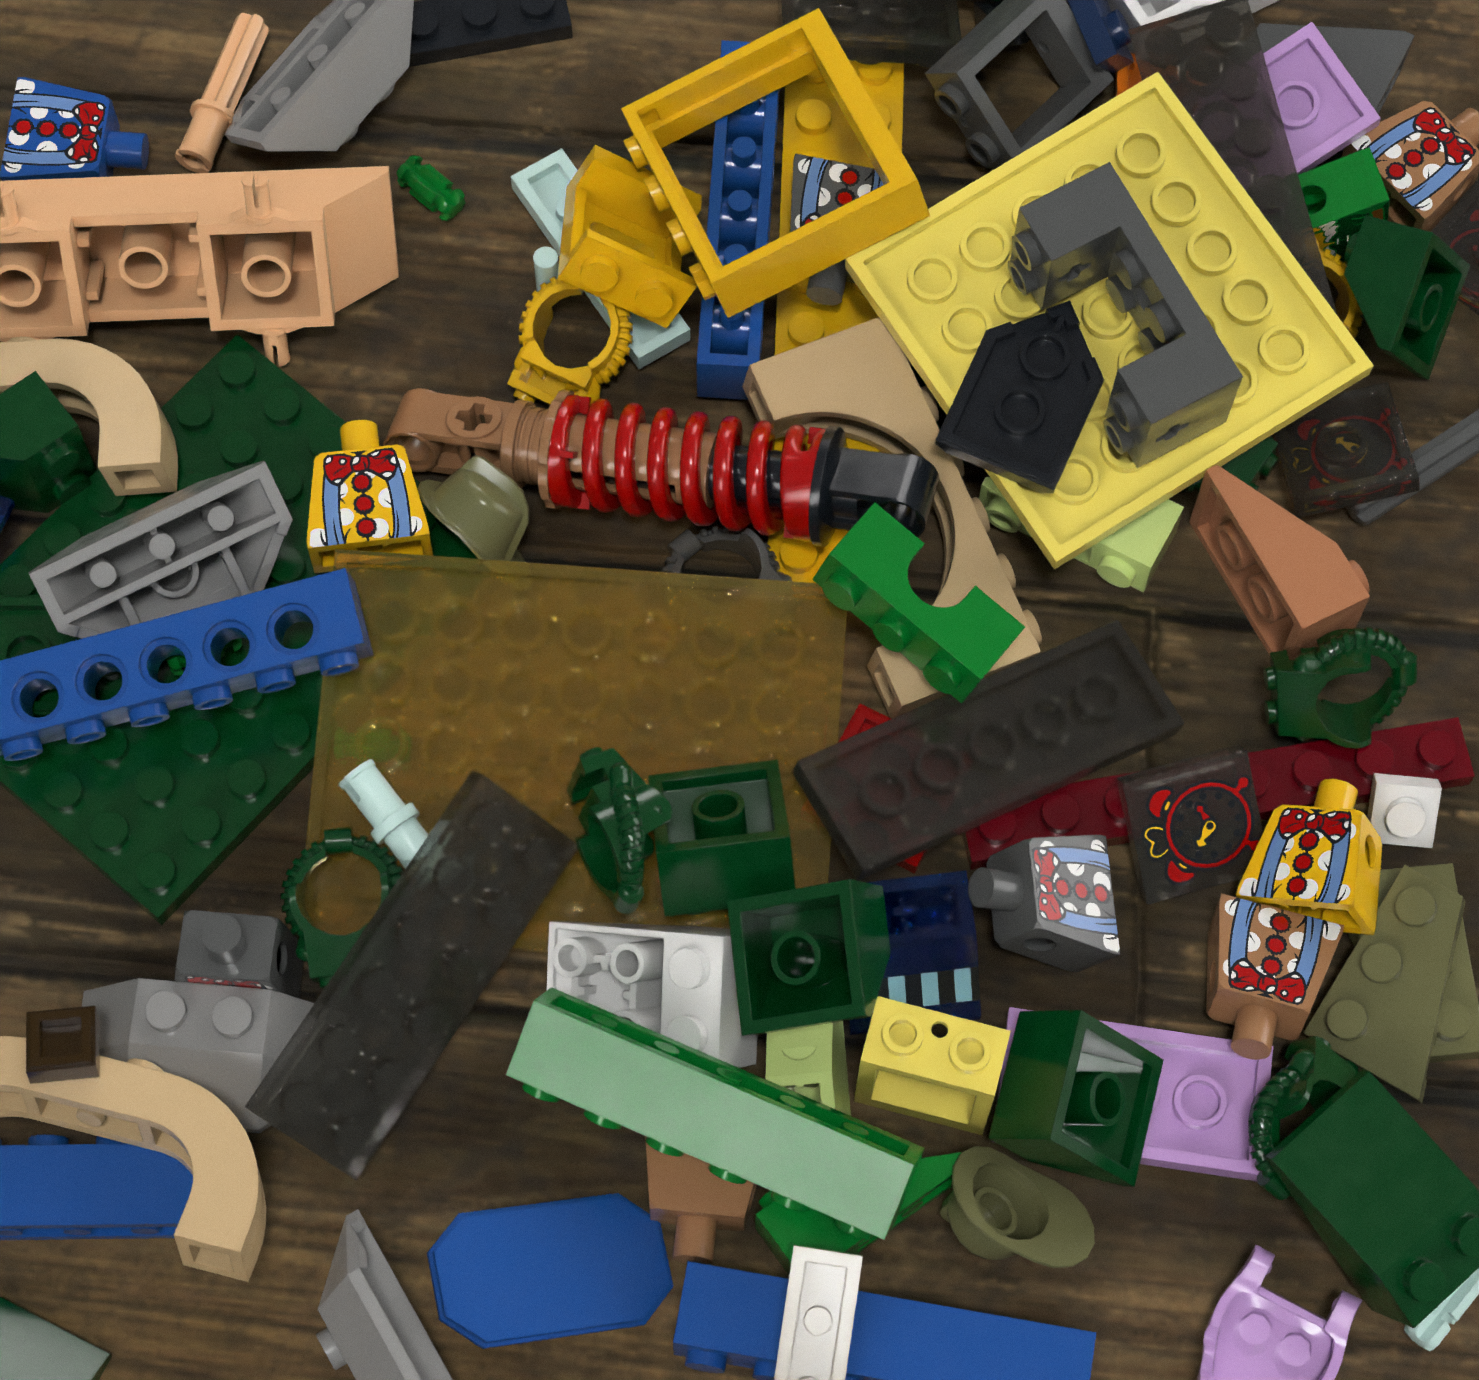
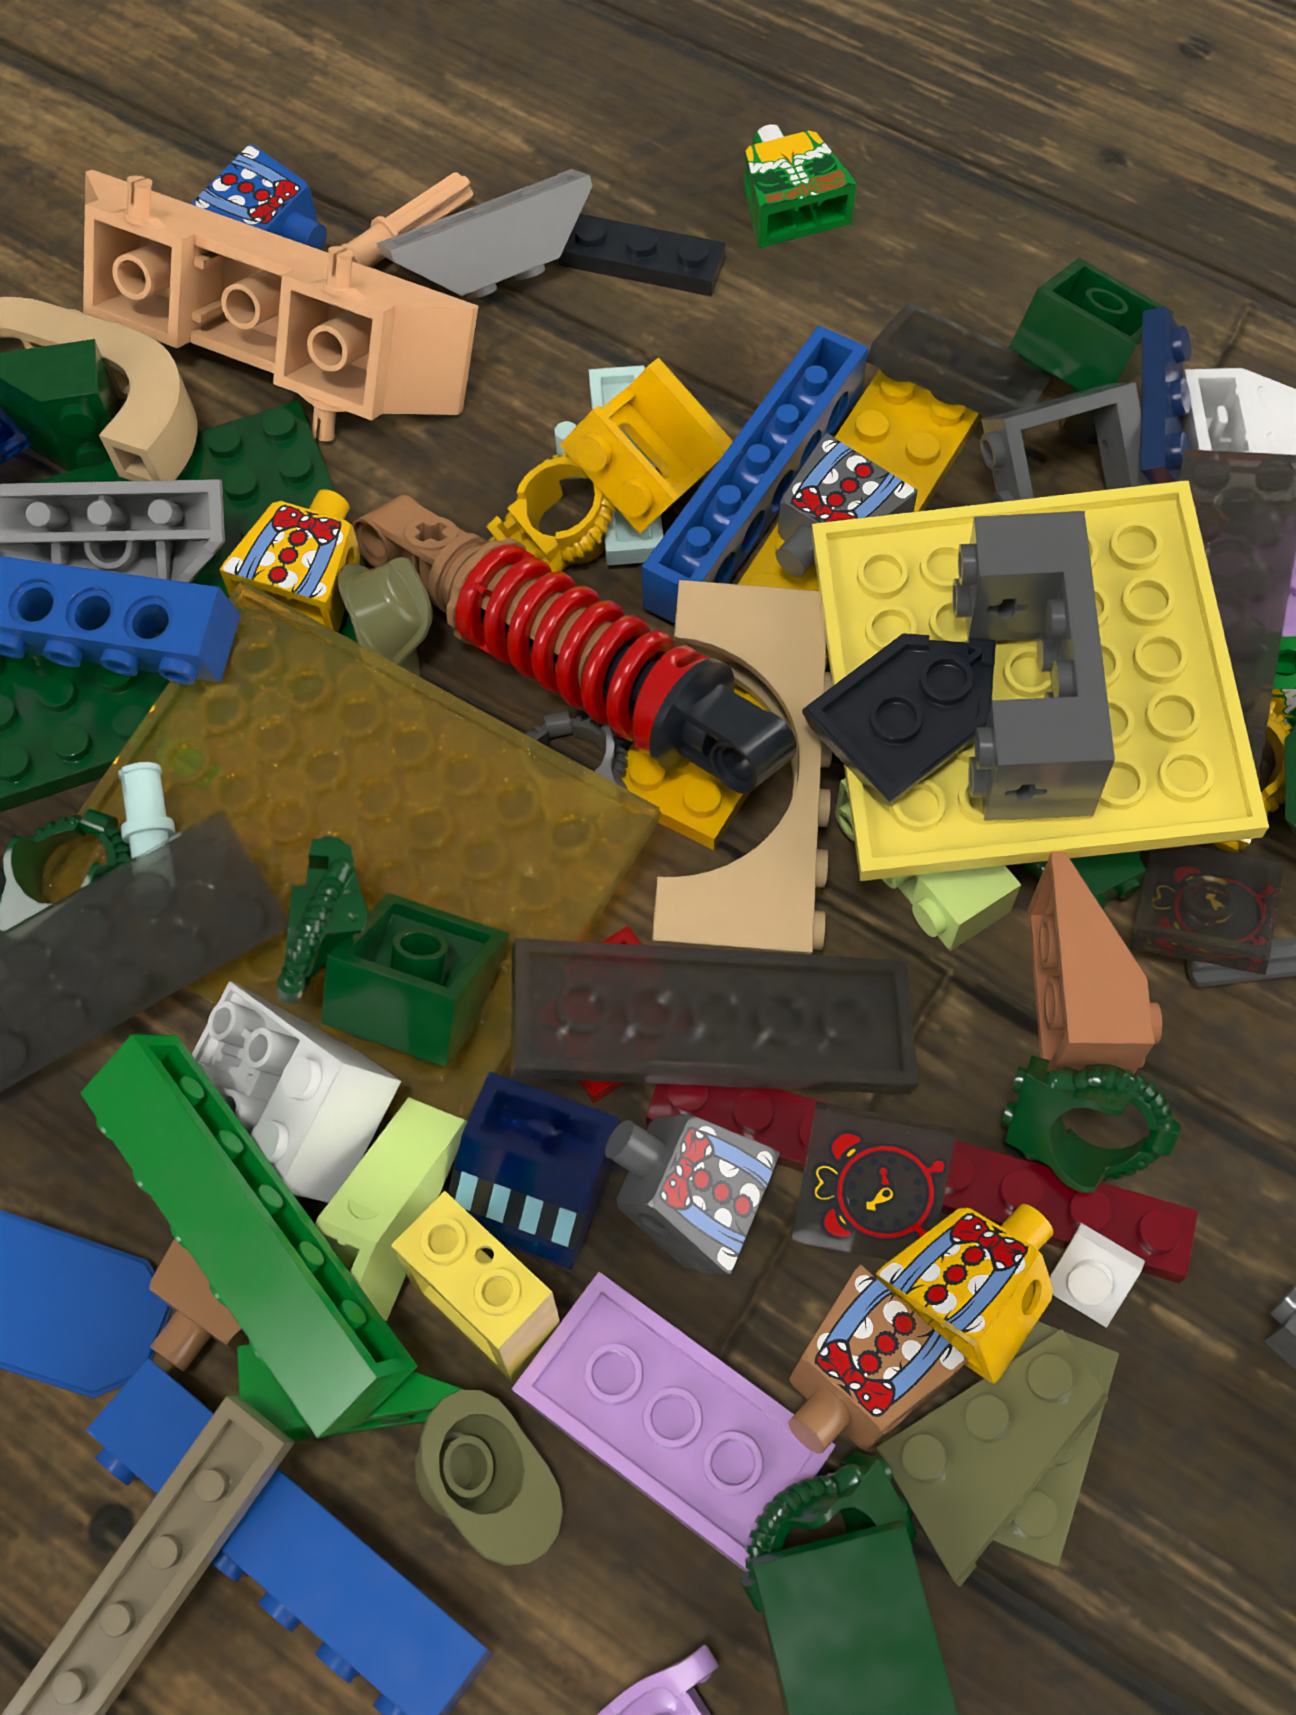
camera: 30 degrees right, 5 degrees down
(430, 188) = (523, 357): green piece -> none
(734, 83) = (782, 355): yellow window -> none
(808, 955) = (412, 1120): dark green slope -> none
(947, 643) = (721, 901): green arch -> none
(1076, 1096) = (604, 1394): dark green slope -> none

